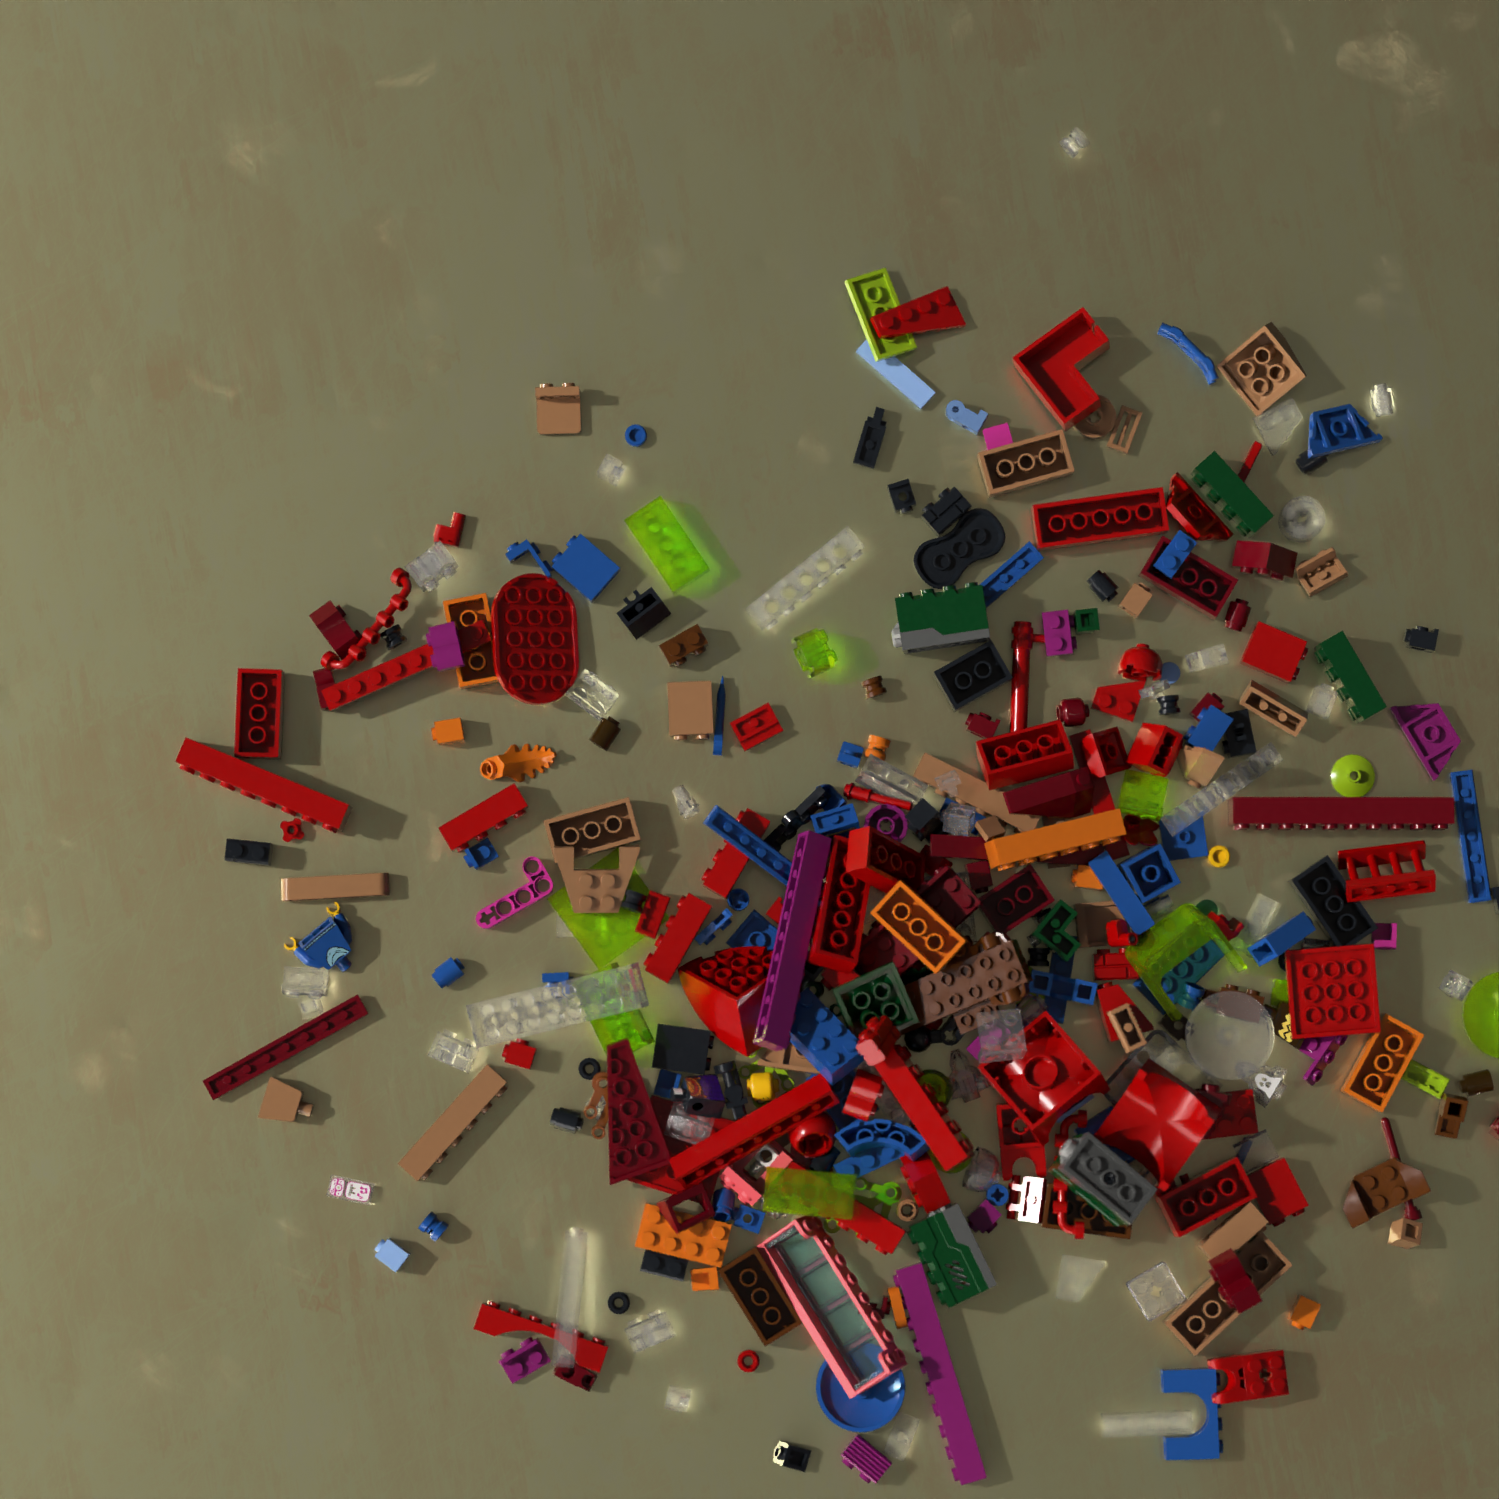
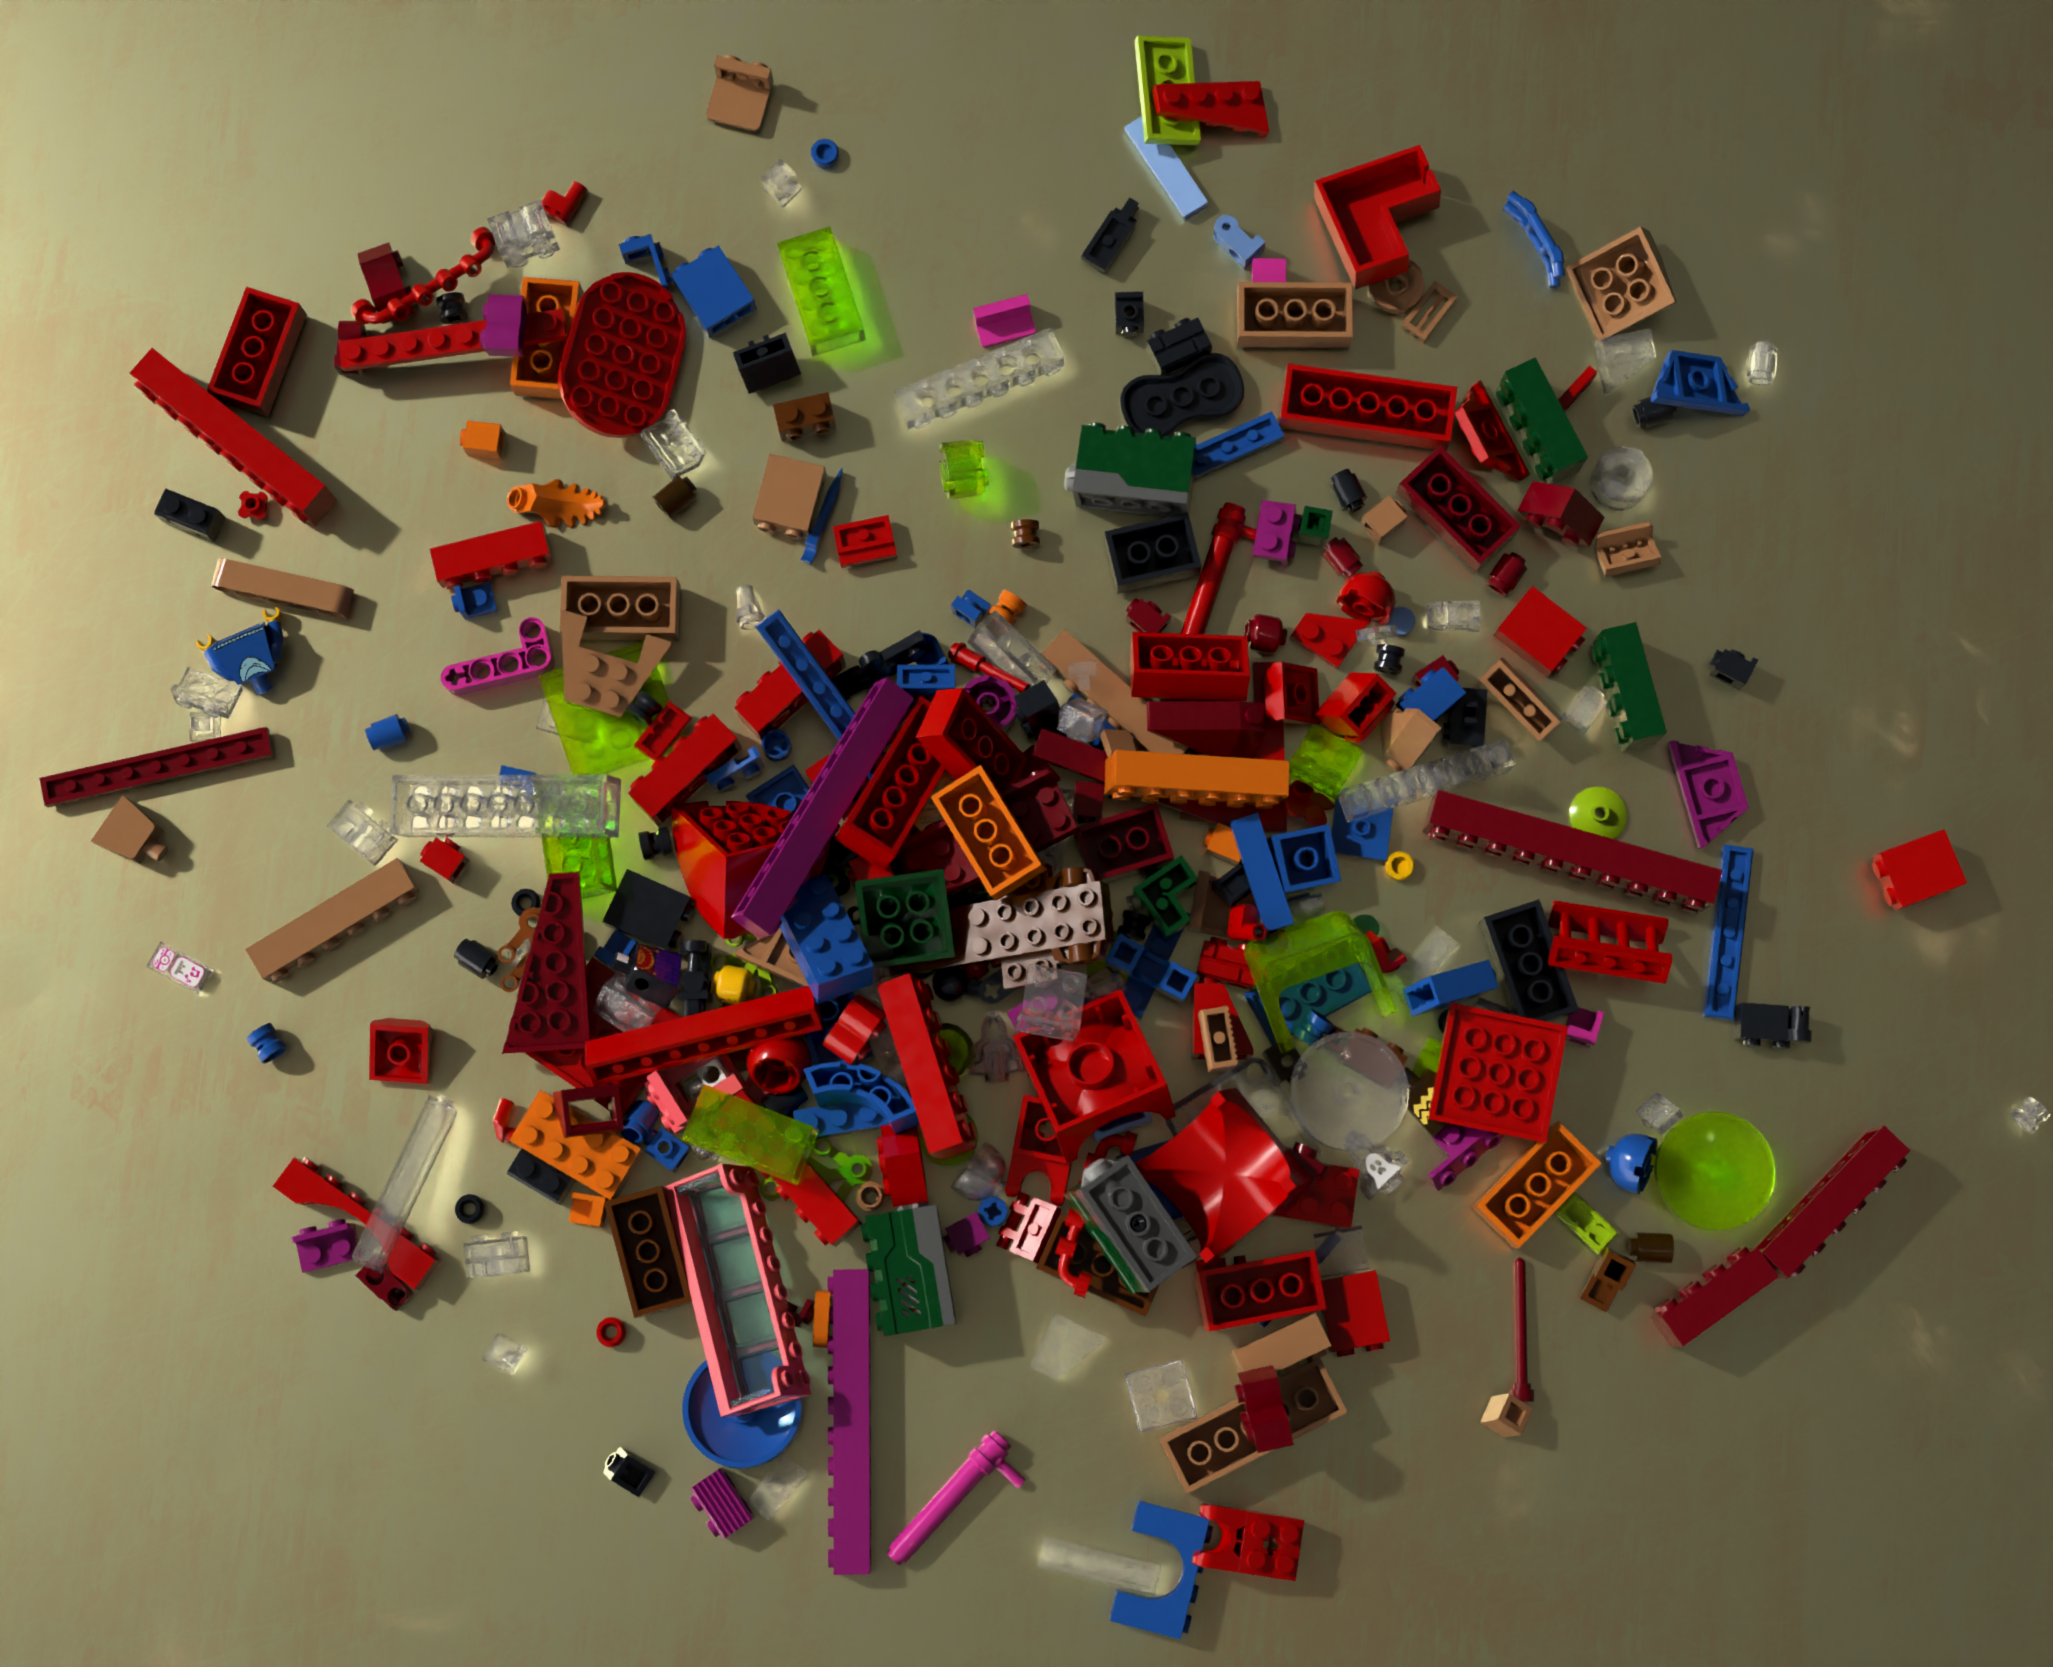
camera: 20 degrees right, 5 degrees down
(391, 1254) = (203, 1063): light blue brick -> none
(532, 1203) = (400, 1050): none -> red slope
(621, 1232) = (500, 1121): none -> red arm
(675, 993) = (655, 843): none -> black wheel
(810, 528) = (1004, 321): none -> dark pink panel
(877, 1039) = (891, 959): red brick -> none
(1041, 1376) = (981, 1461): none -> dark pink cylinder
(1102, 907) = (1233, 886): none -> black tile
(1113, 637) = (1342, 557): none -> dark red brick
(1175, 554) = (1449, 471): blue plate -> none
(1303, 1312) = (1345, 1480): orange brick -> none
(1382, 1189) = (1492, 1349): reddish brown piece -> none
(1445, 1025) = (1631, 1161): none -> blue cylinder

